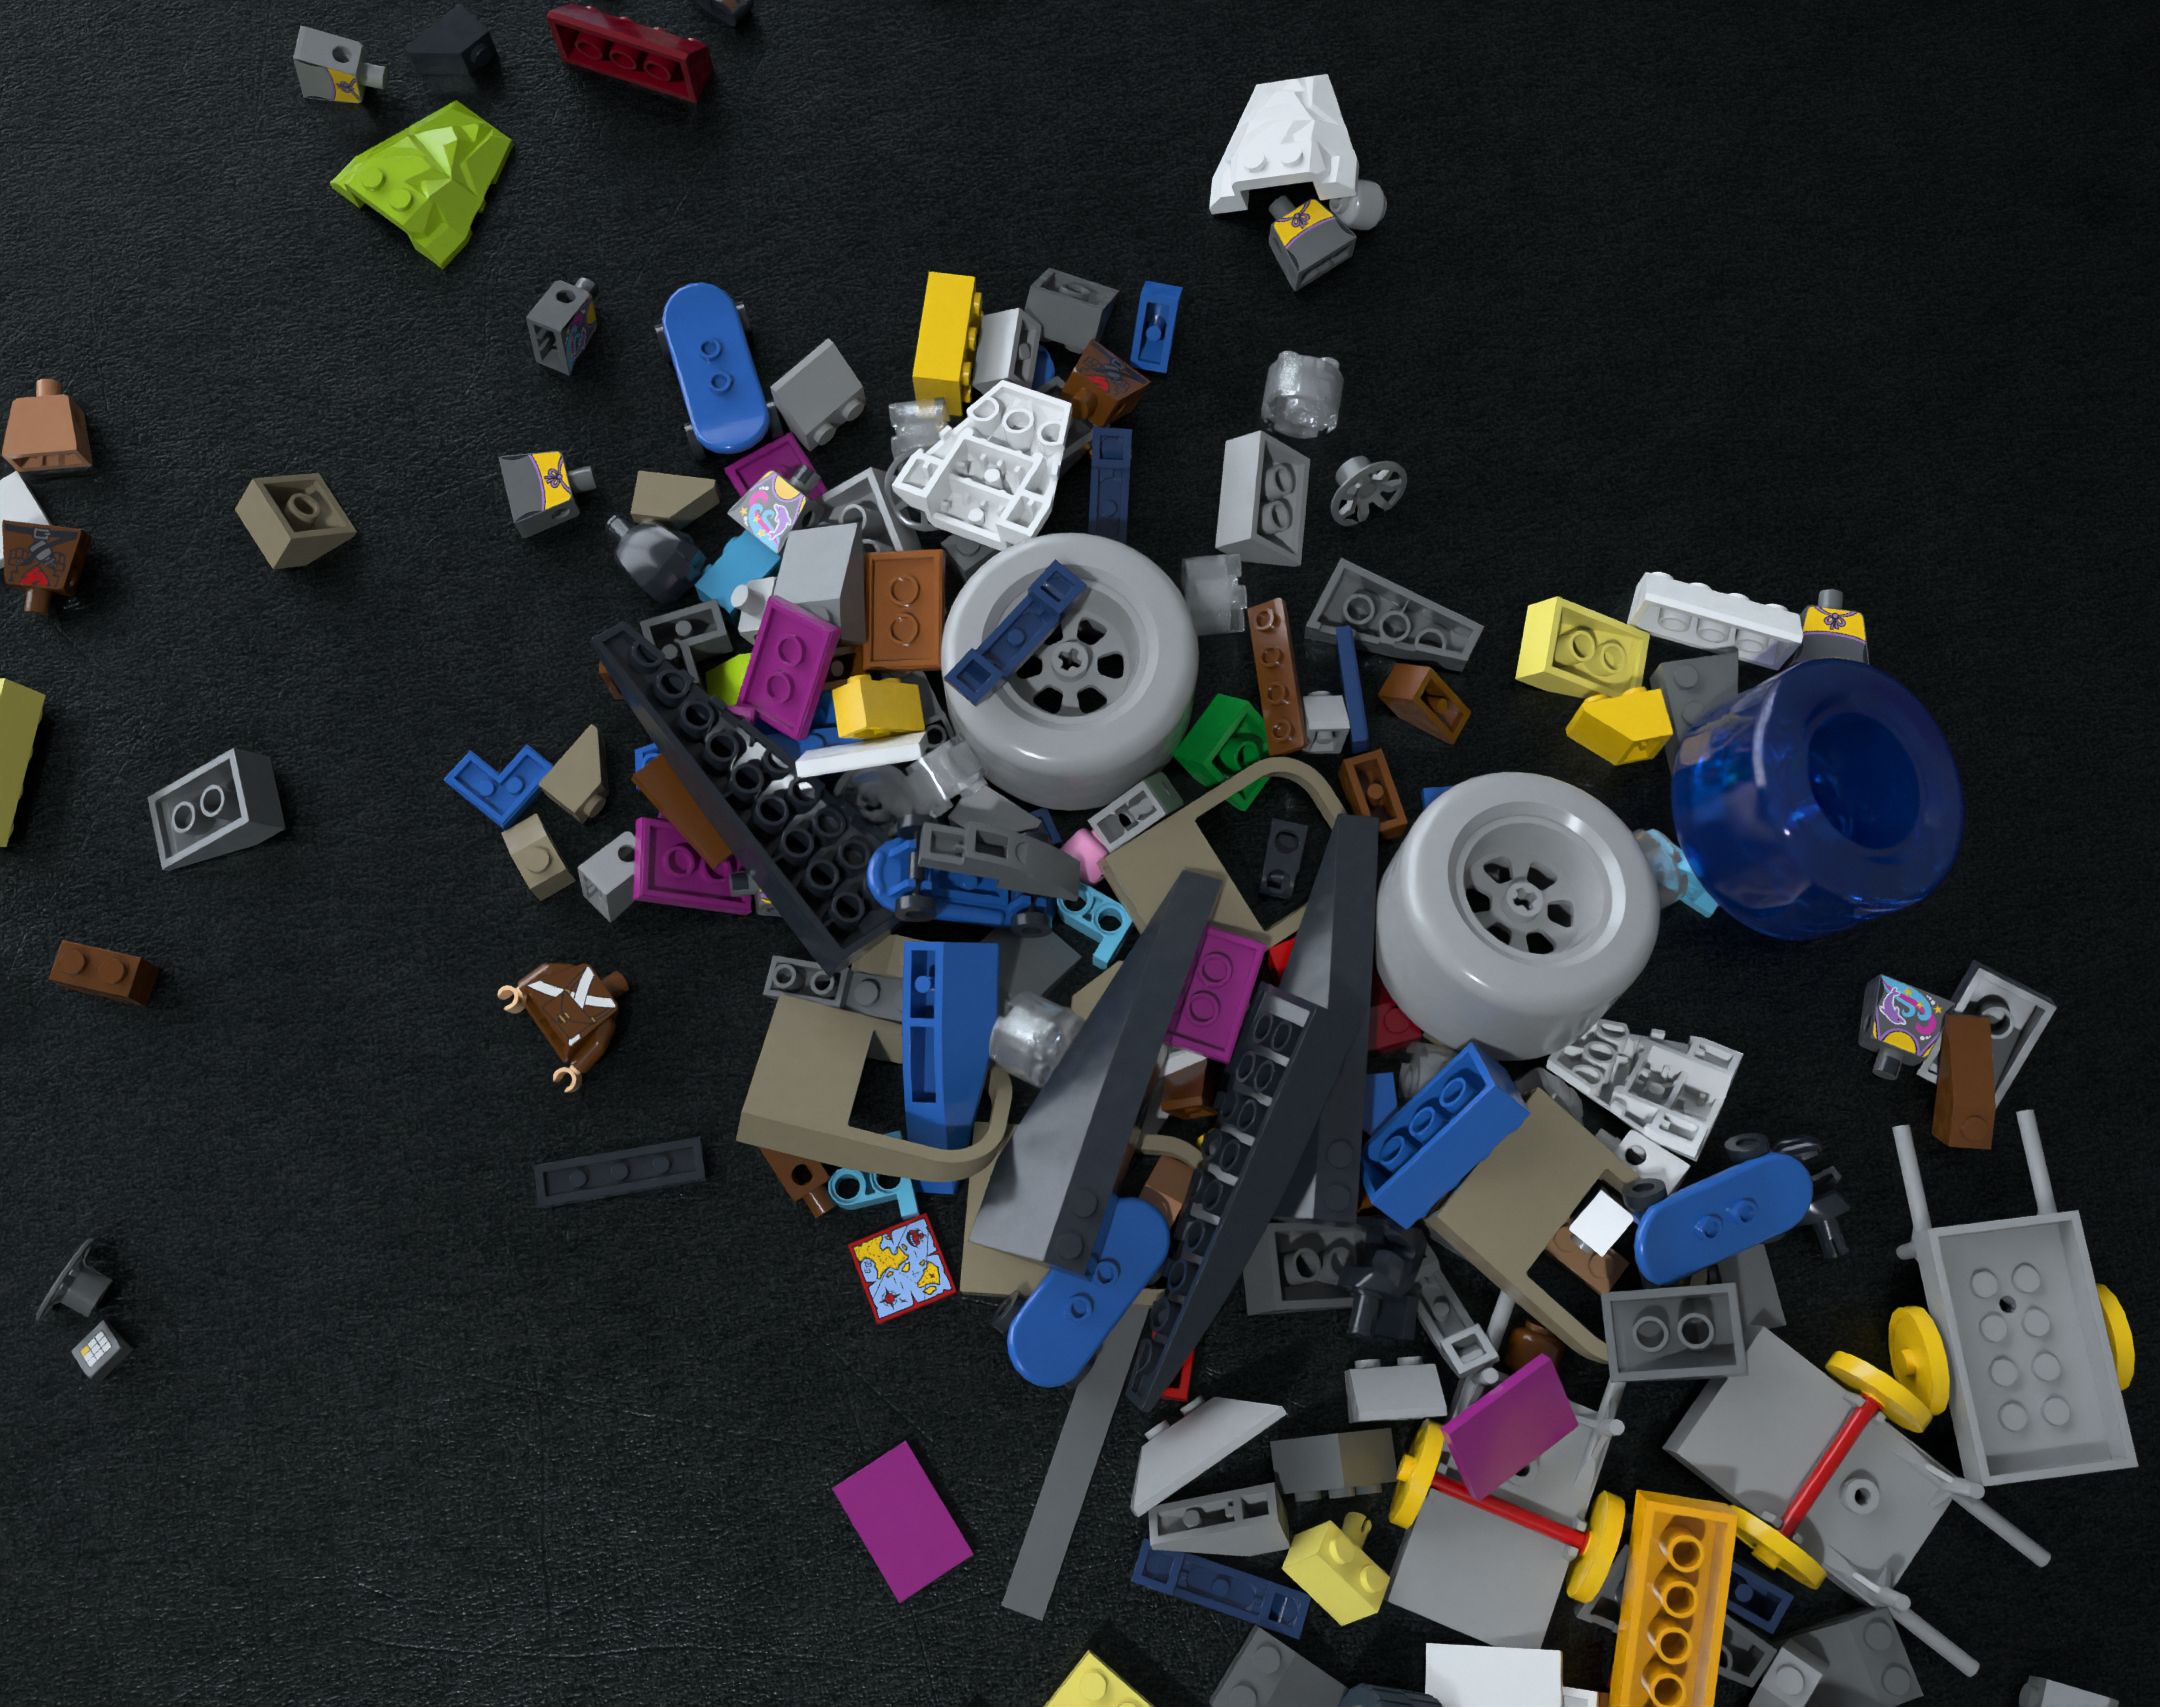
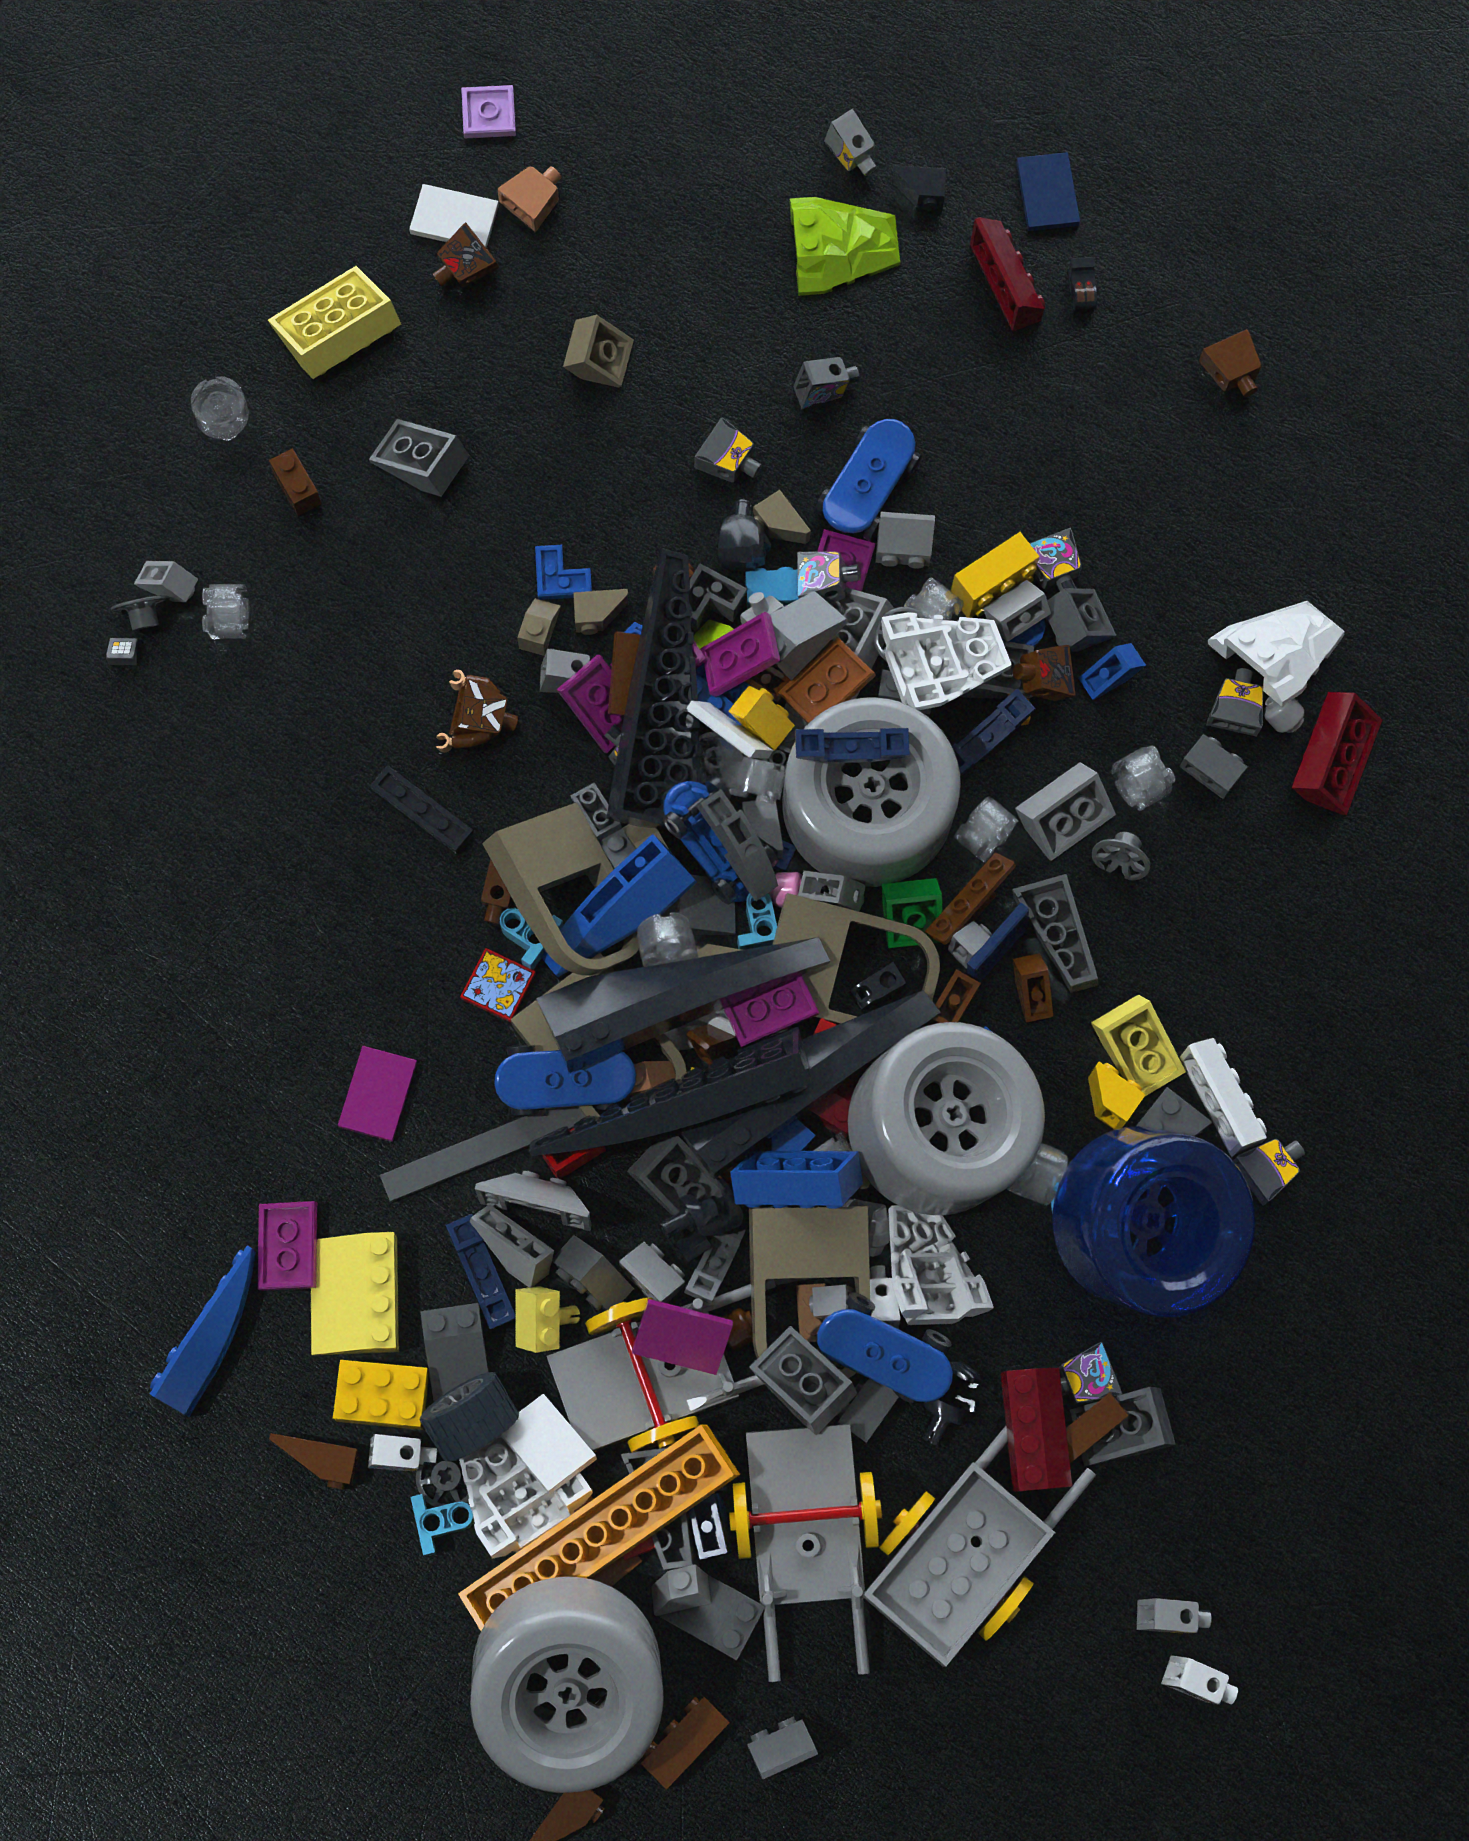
camera: 45 degrees right, 0 degrees up
(69, 1222) = (167, 579): none -> light grey slope
(174, 1188) = (226, 611): none -> clear brick
(994, 269) = (1057, 560): none -> torso
(1350, 319) = (1213, 766): none -> dark grey brick
(1443, 194) = (1337, 752): none -> dark red slope
(1938, 1131) = (1036, 1429): none -> dark red slope

